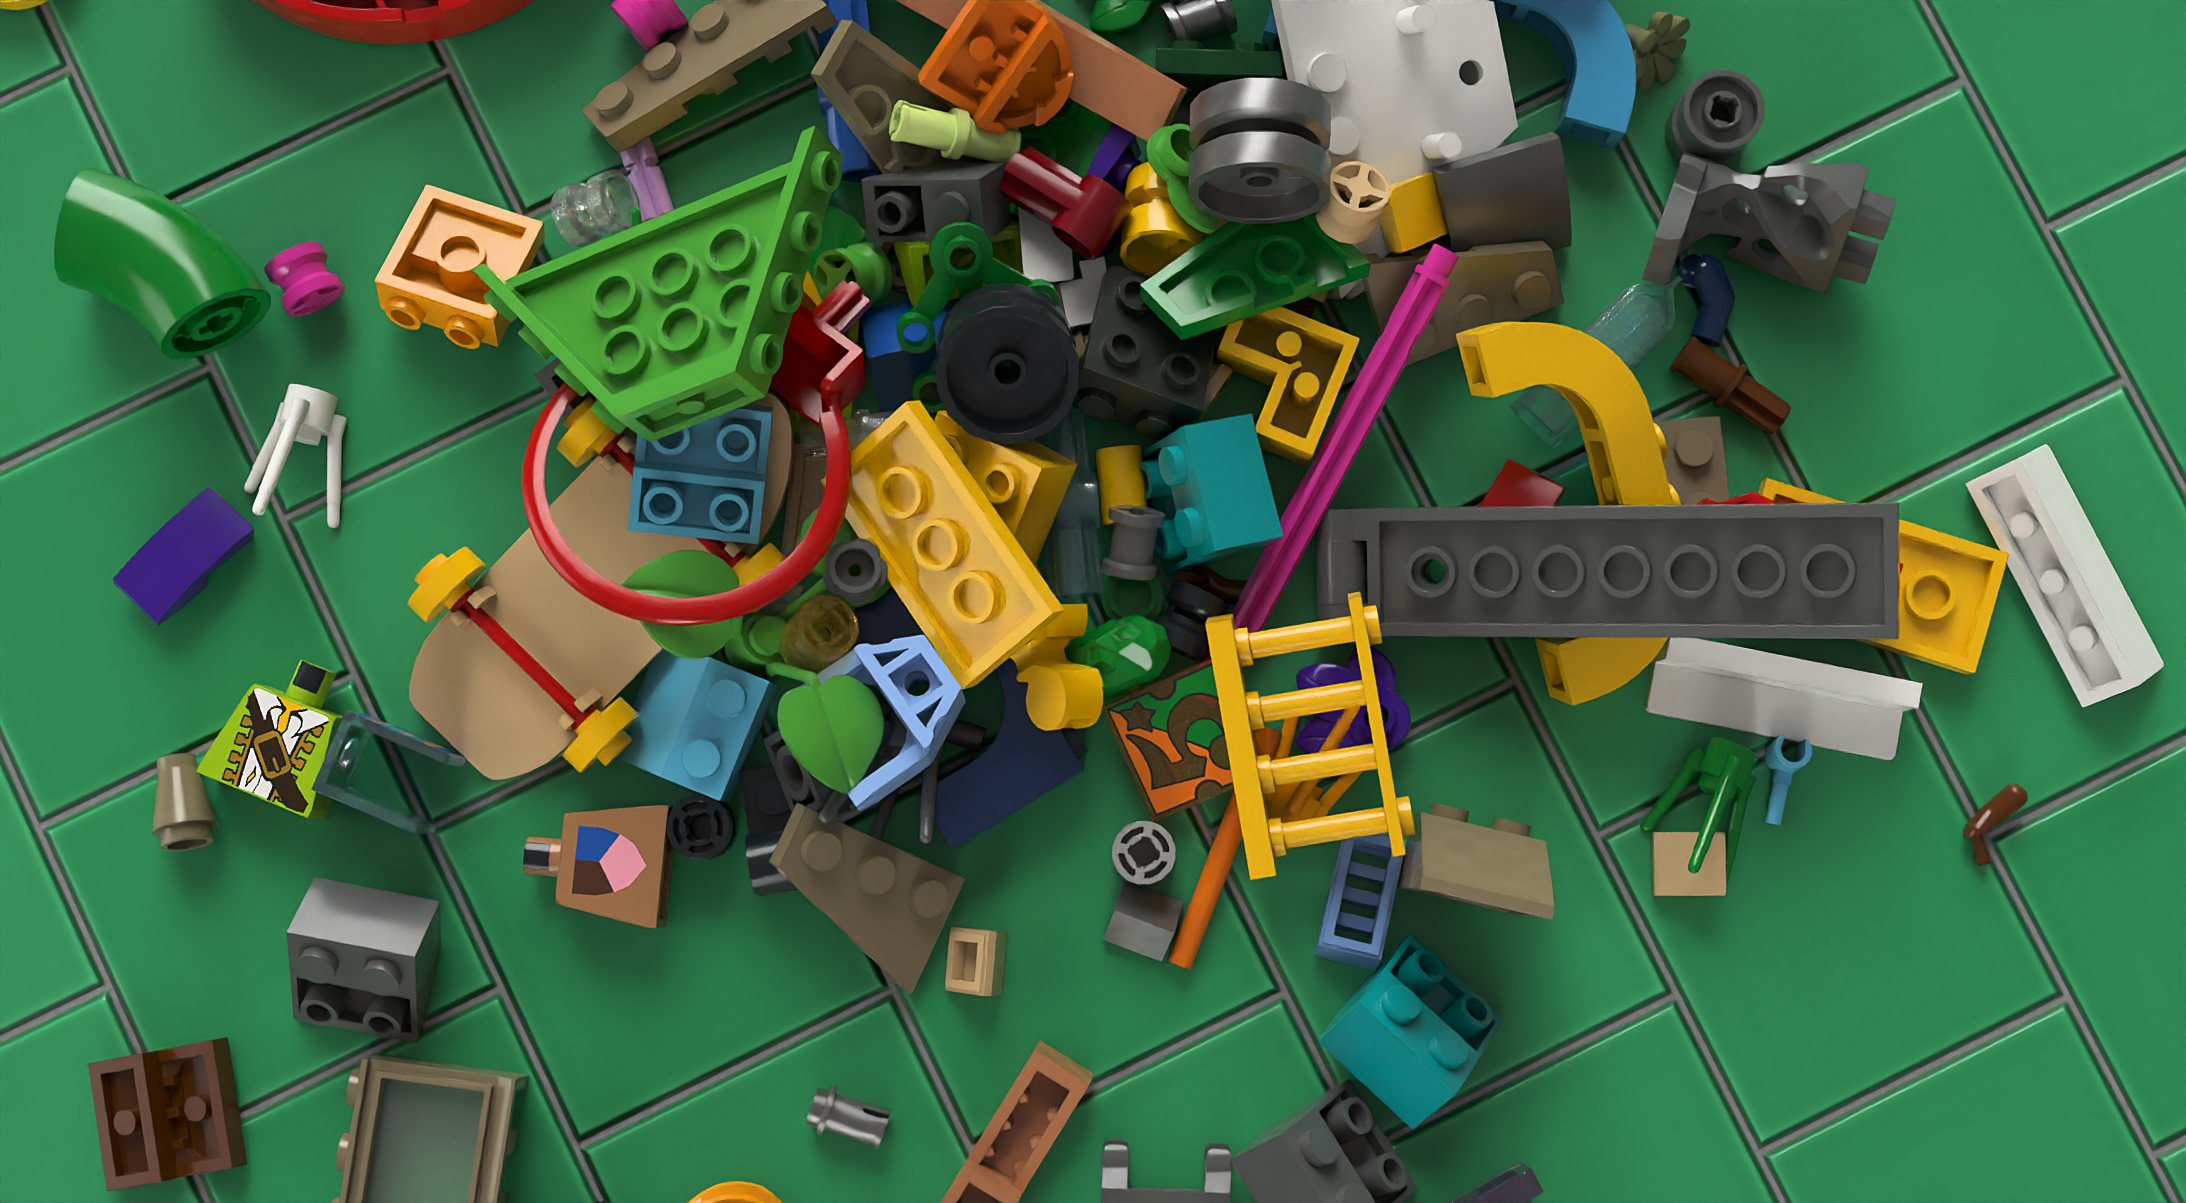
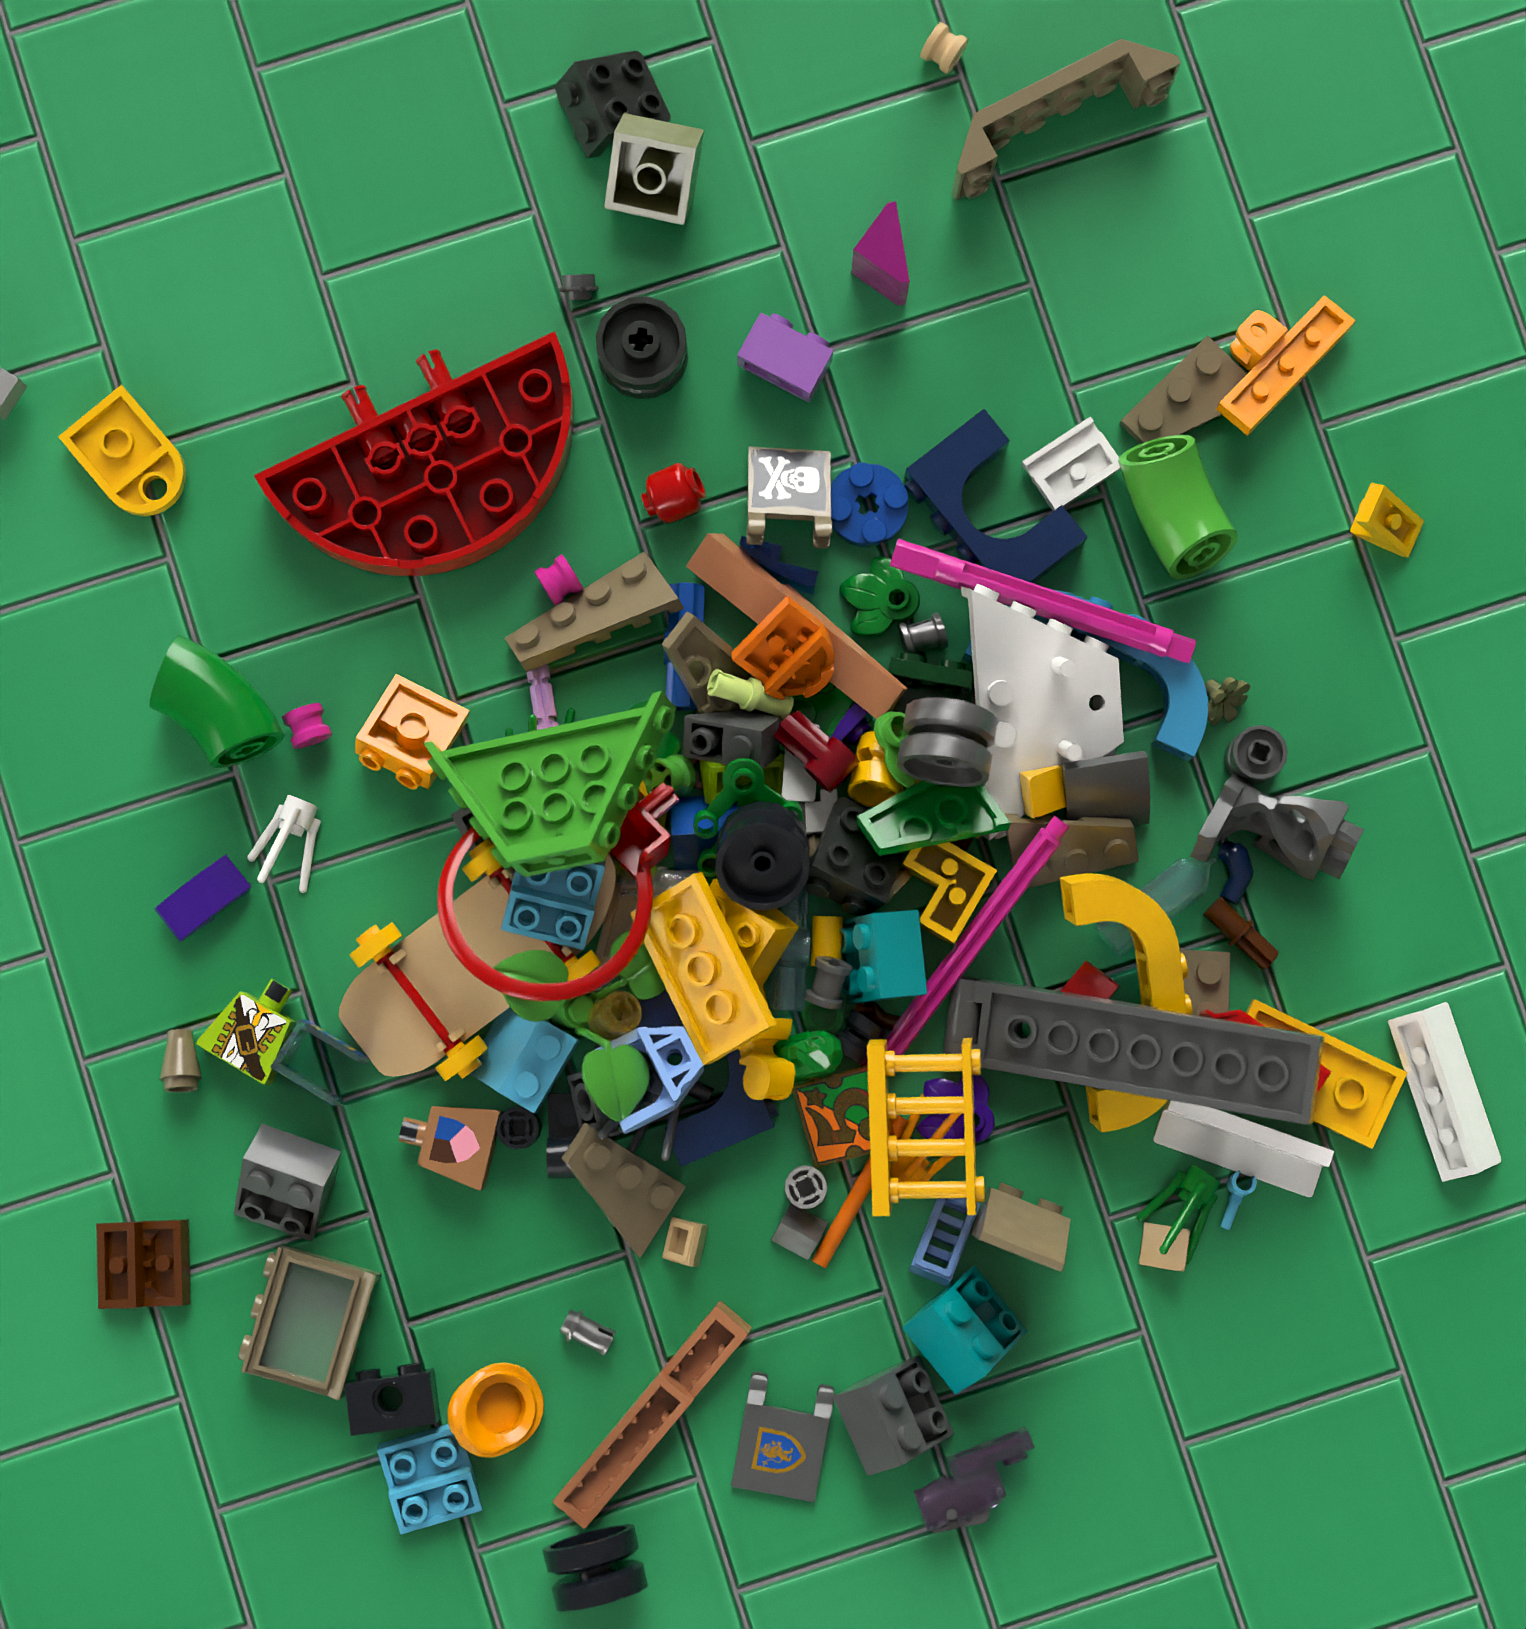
camera: 10 degrees right, 0 degrees up
(594, 208) = (504, 707): clear wheel -> none
(859, 553) = (652, 968): dark grey plate -> none
(1354, 203) = (1014, 779): tan wheel -> none
(1991, 814) = (1371, 1243): reddish brown piece -> none

